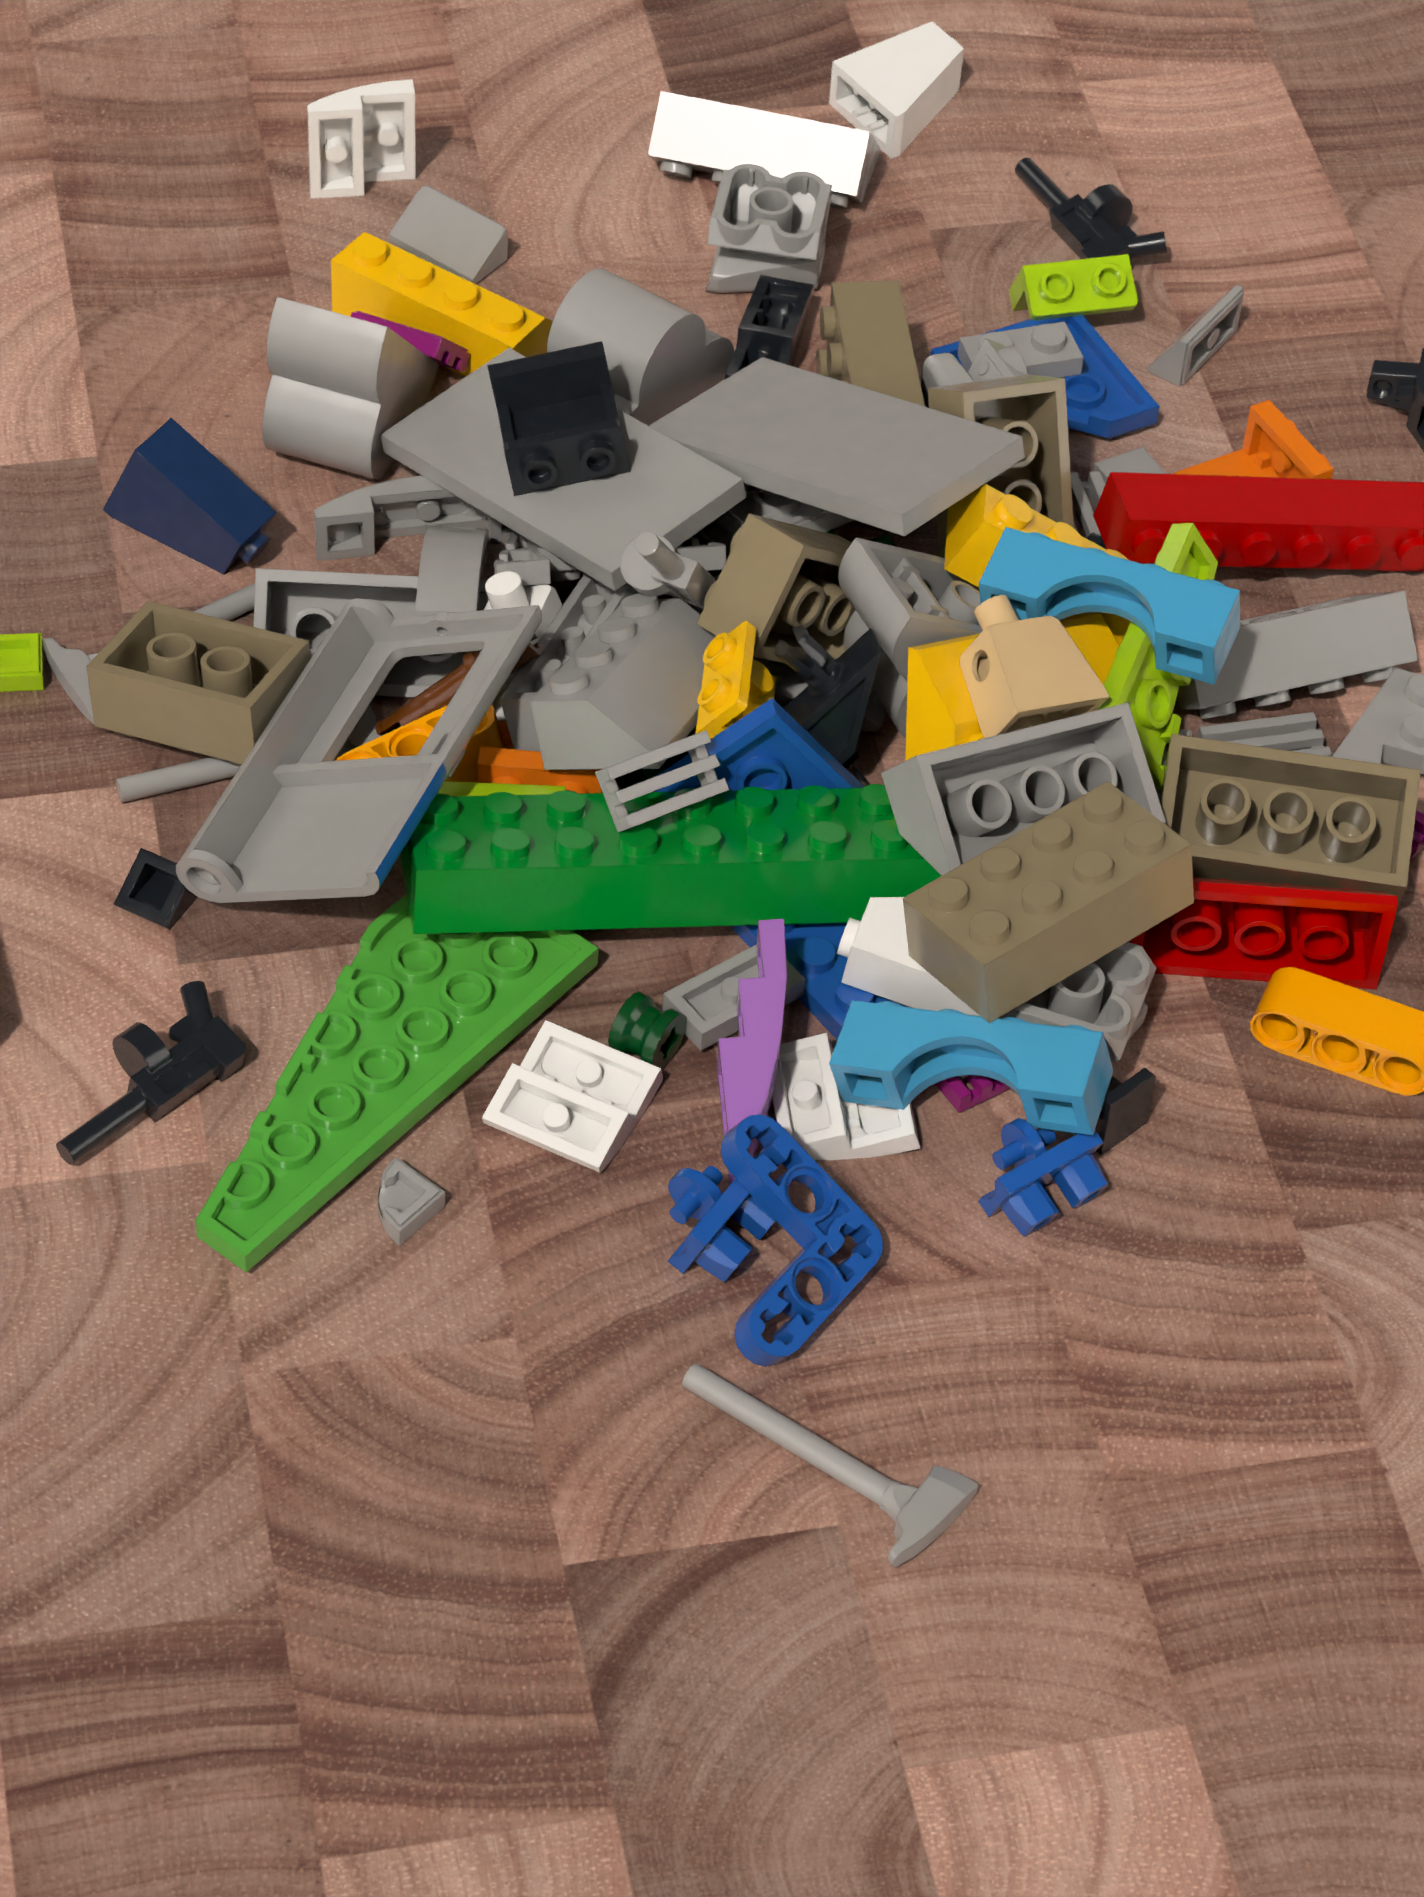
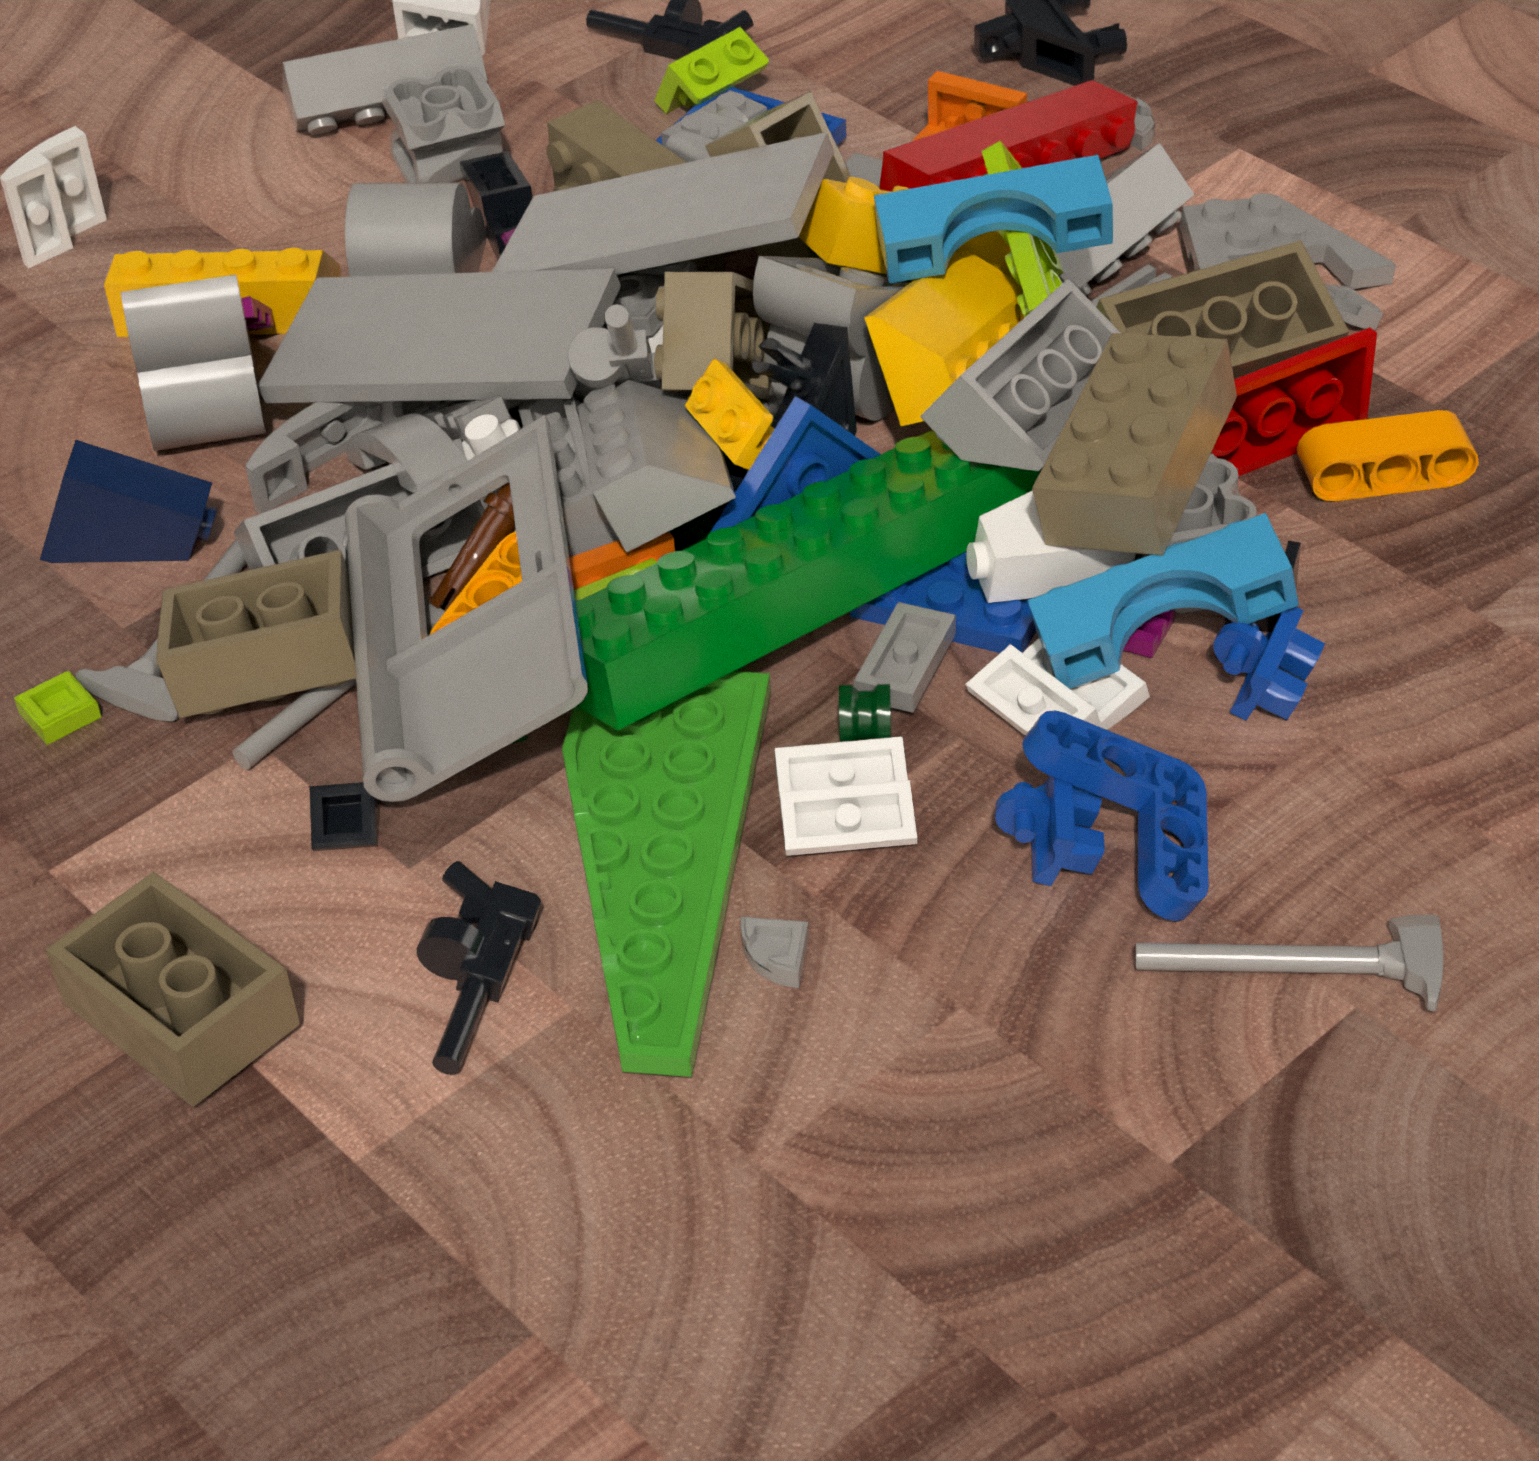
camera: 25 degrees left, 5 degrees down
(451, 235) = (178, 231): light grey slope -> none
(558, 418) = (418, 297): black panel -> none
(701, 765) = (769, 484): light grey tile -> none
(751, 1062) = (980, 693): medium lavender slope -> none
(1025, 671) = (966, 296): tan torso -> none
(1200, 339) = (826, 67): light grey slope -> none

